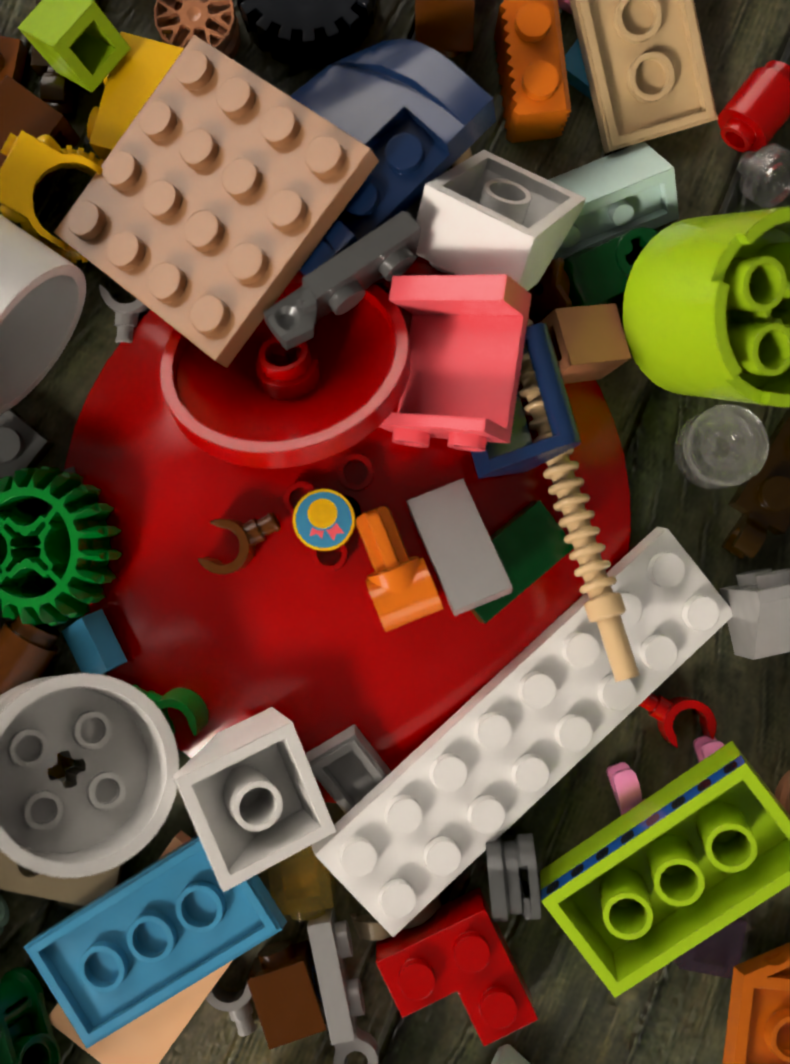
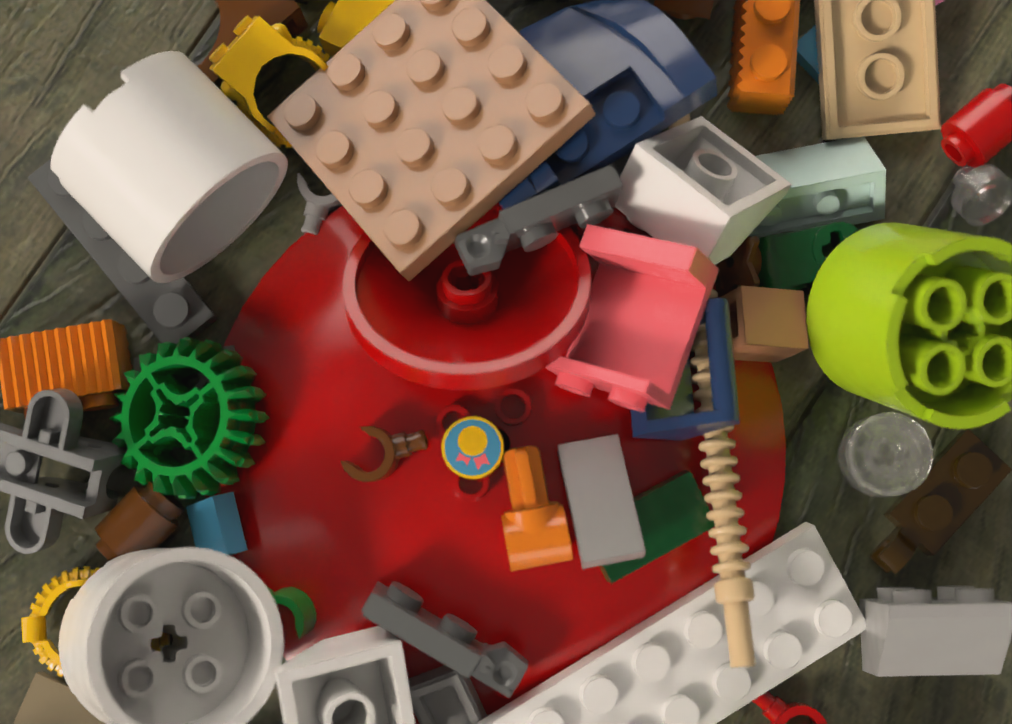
camera: 20 degrees right, 5 degrees down
(333, 710) = (444, 639): none -> dark grey hinge

